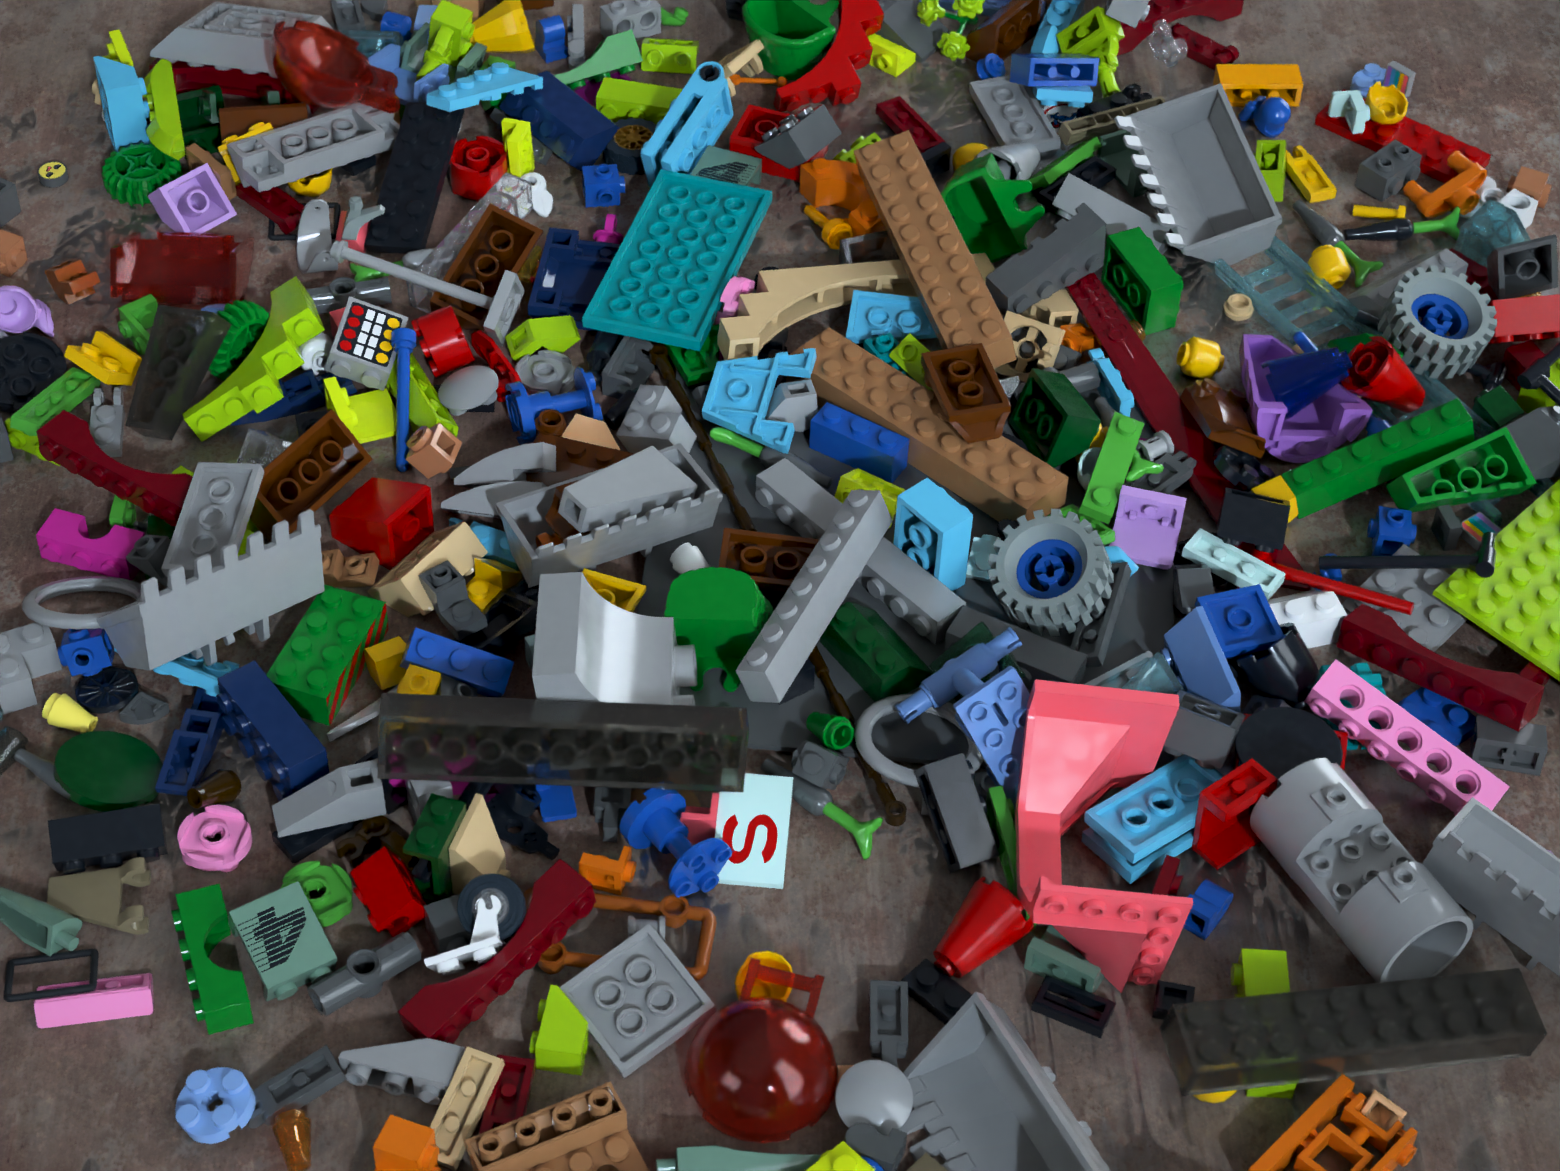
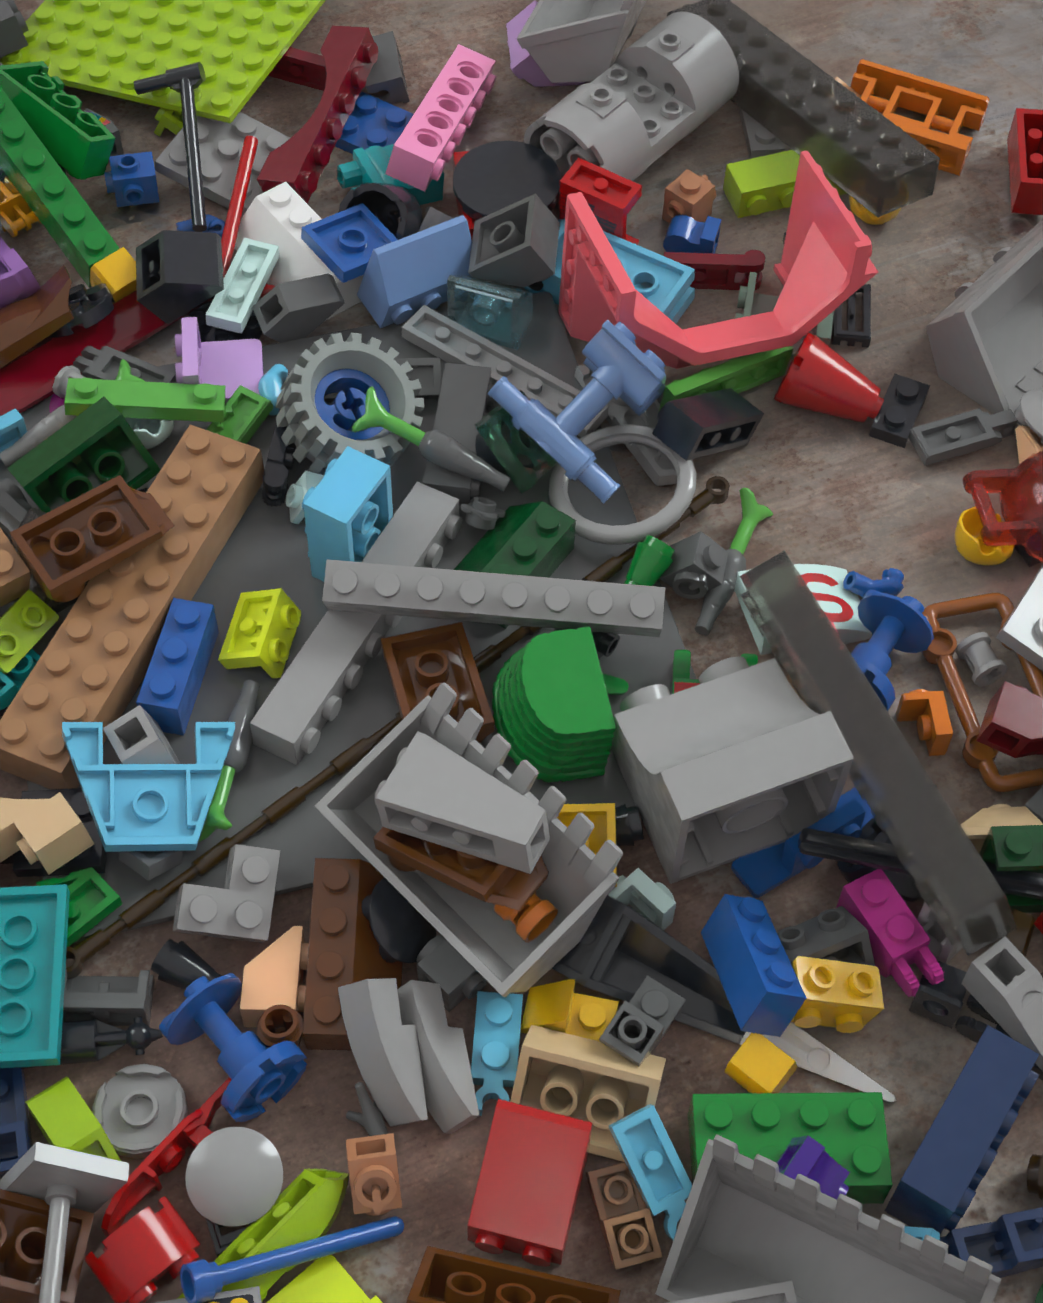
camera: 110 degrees left, 10 degrees up
(286, 612) = (811, 1160): none -> dark purple arch
(361, 574) = (653, 1164): none -> medium azure plate
(750, 897) = (890, 583): none -> blue arm
(919, 646) = (482, 513): none -> dark grey plate
(987, 606) = (433, 444): none -> dark grey piece
(1253, 916) = (689, 196): none -> nougat brick

